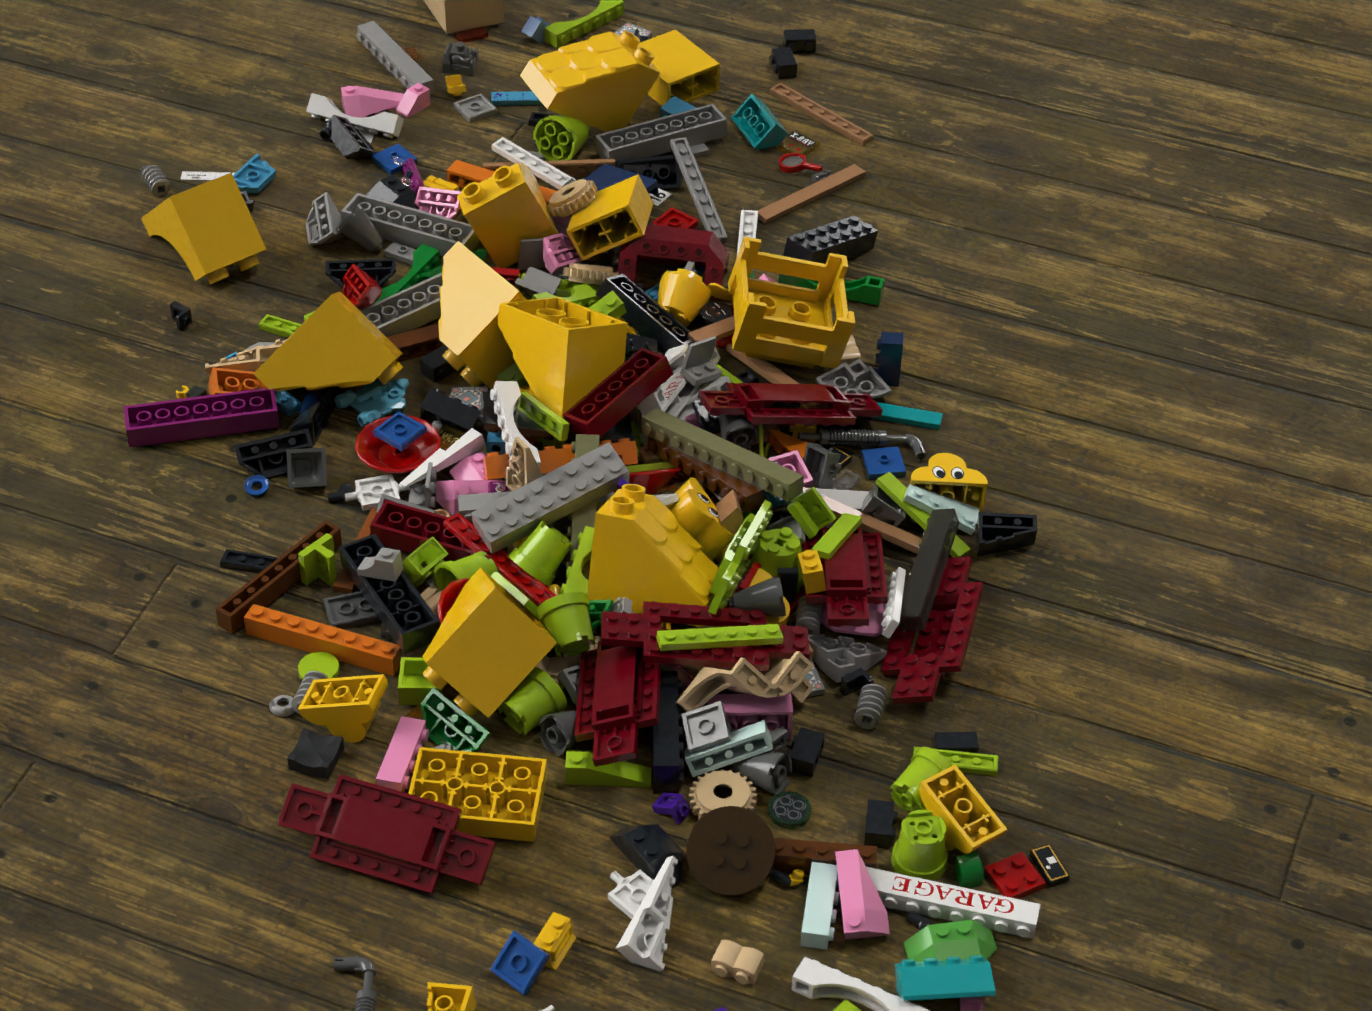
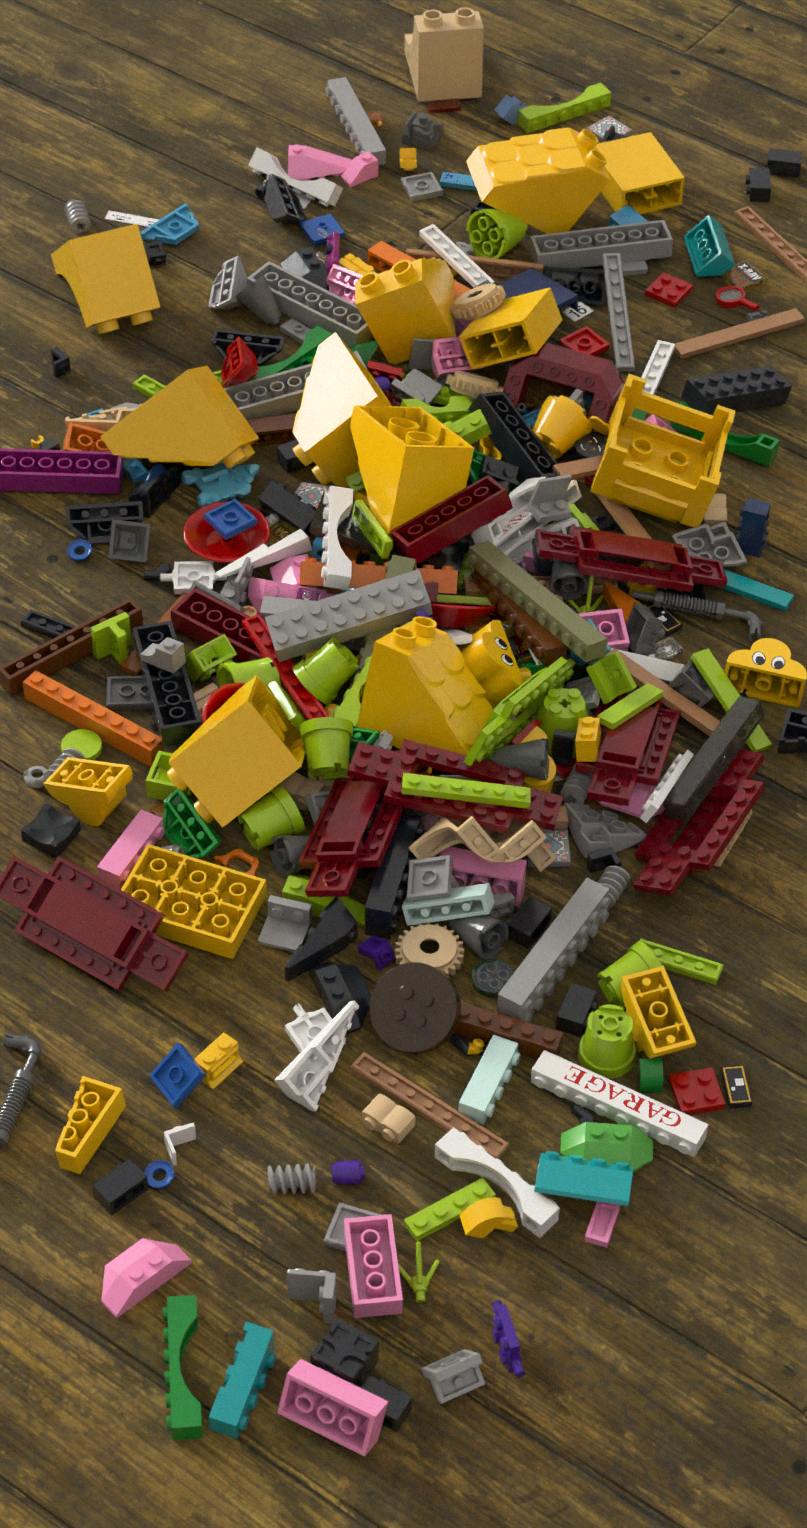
camera: 15 degrees right, 5 degrees up
(508, 741) = (239, 854): none -> orange helmet
(522, 466) = (328, 581): tan wedge -> none
(576, 798) = (286, 923): none -> light grey bracket
(620, 806) = (330, 937): none -> black wedge
(730, 512) = (524, 662): medium nougat brick -> none
(734, 165) = (668, 290): none -> red plate
(764, 940) = (426, 1104): none -> medium nougat tile
(843, 773) = (555, 952): none -> light grey brick
(860, 902) = (526, 1084): bright pink wedge -> none
(883, 460) = (714, 635): blue plate -> none
(931, 501) = (773, 704): light aqua wing -> none
(956, 741) = (686, 941): black tile -> none

